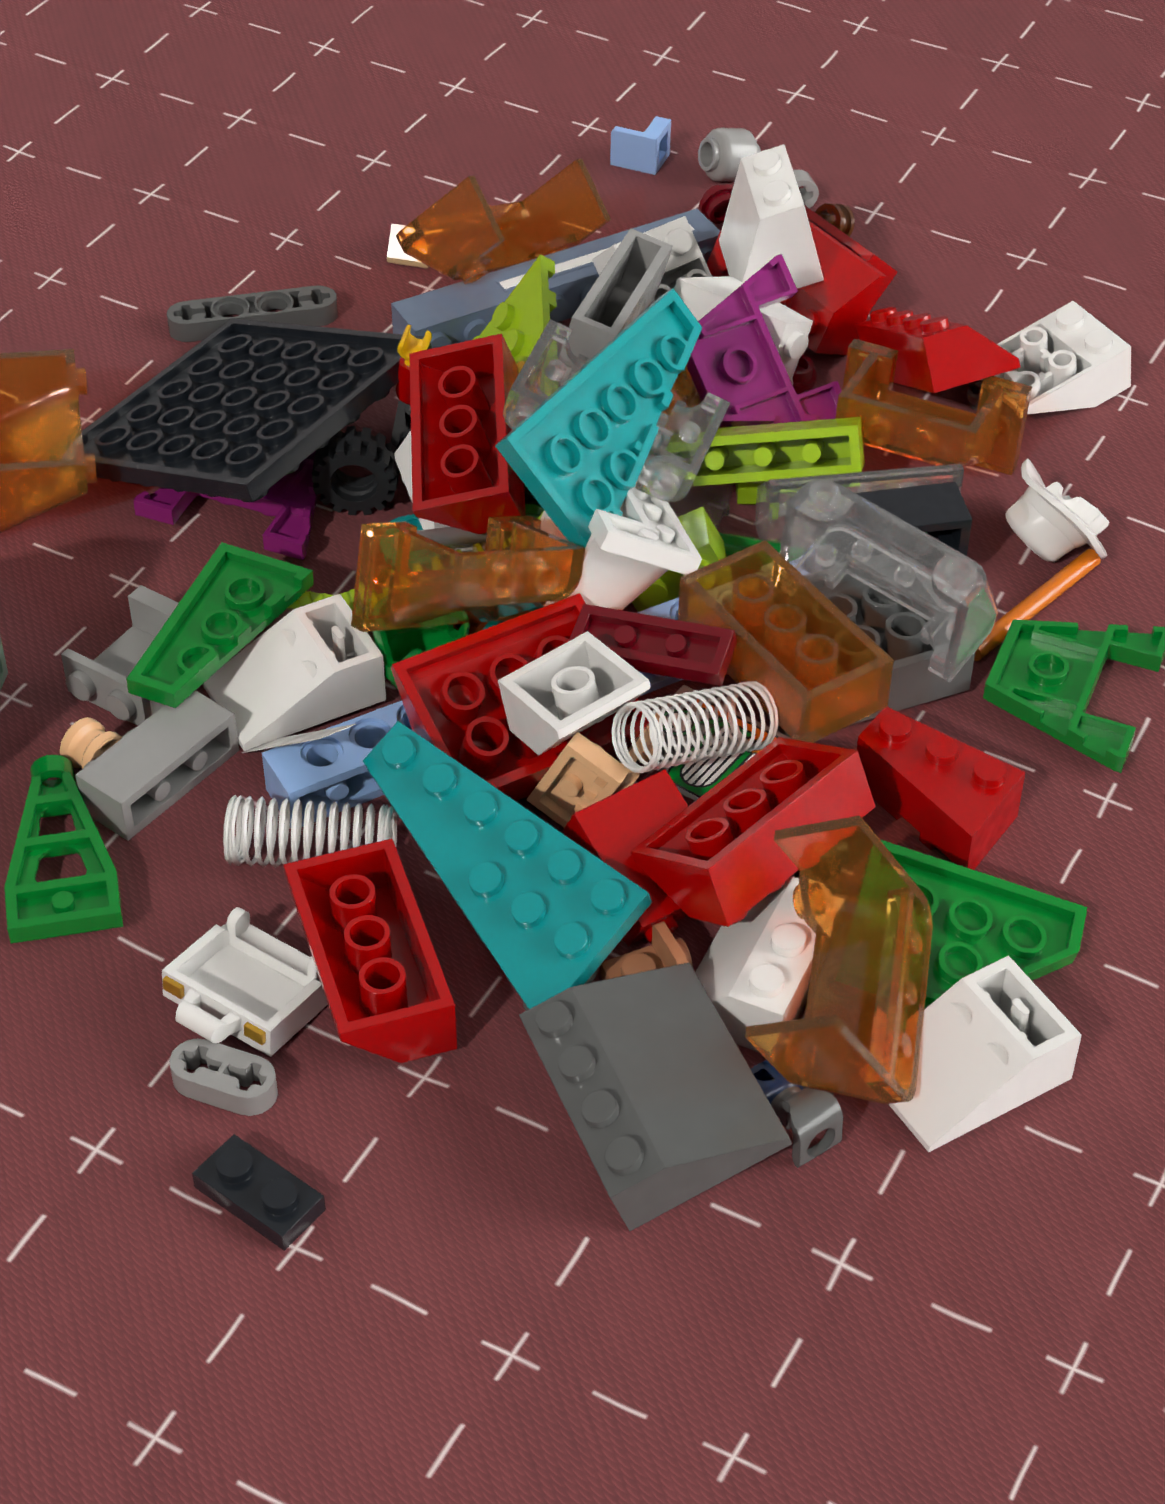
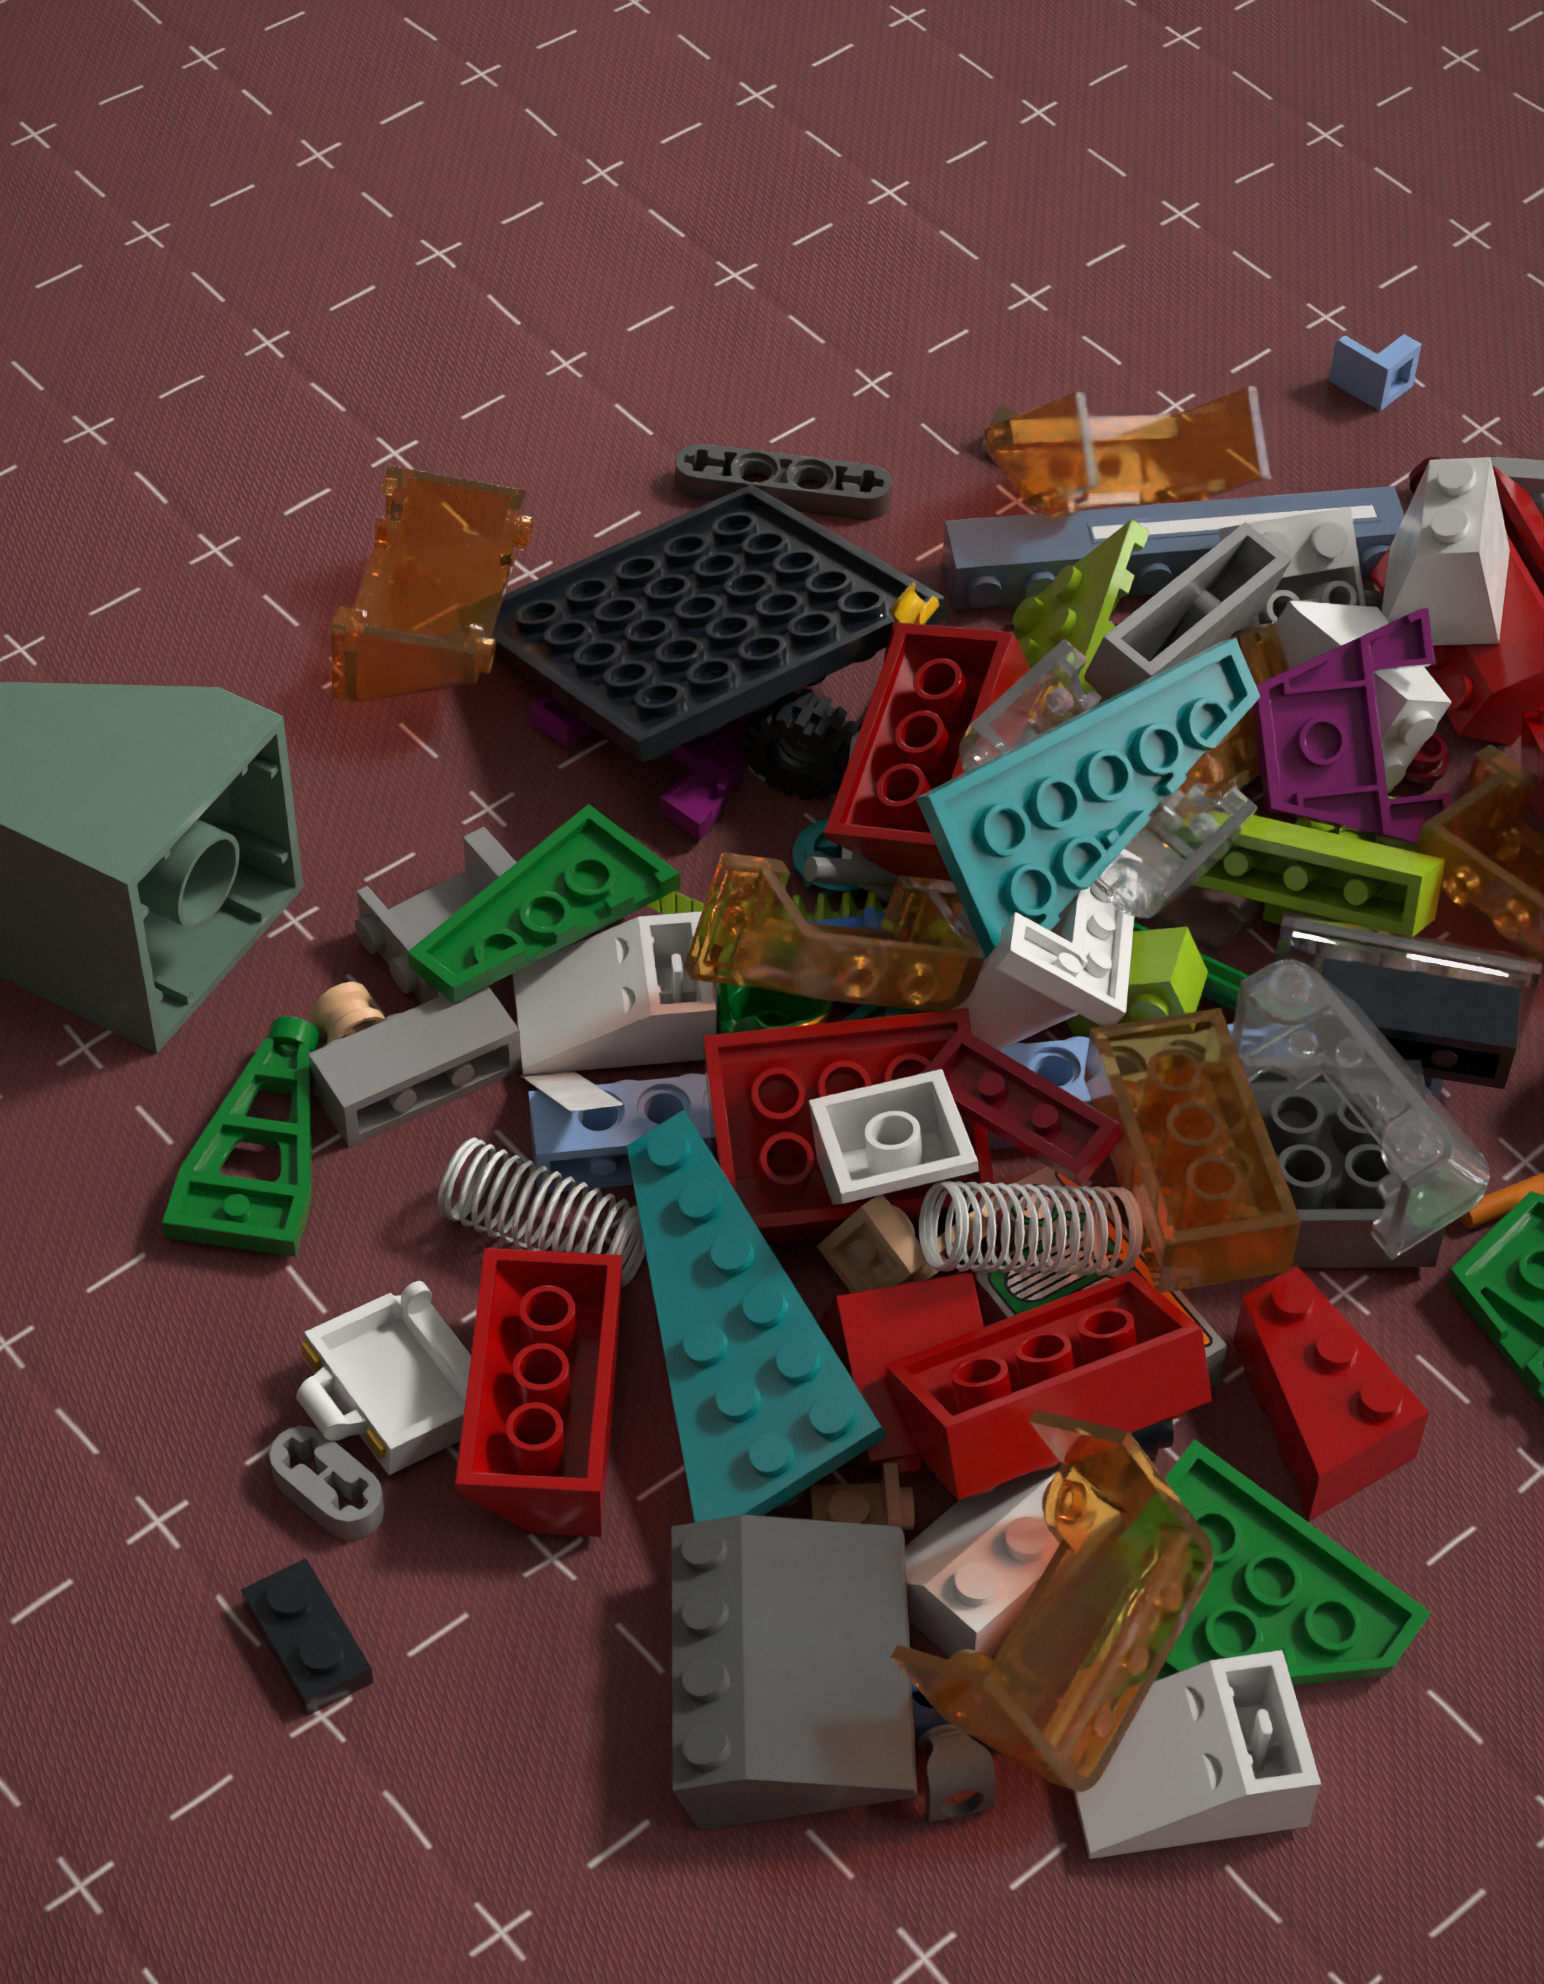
camera: 20 degrees right, 5 degrees up
(722, 151) = (1482, 412): light grey head -> none

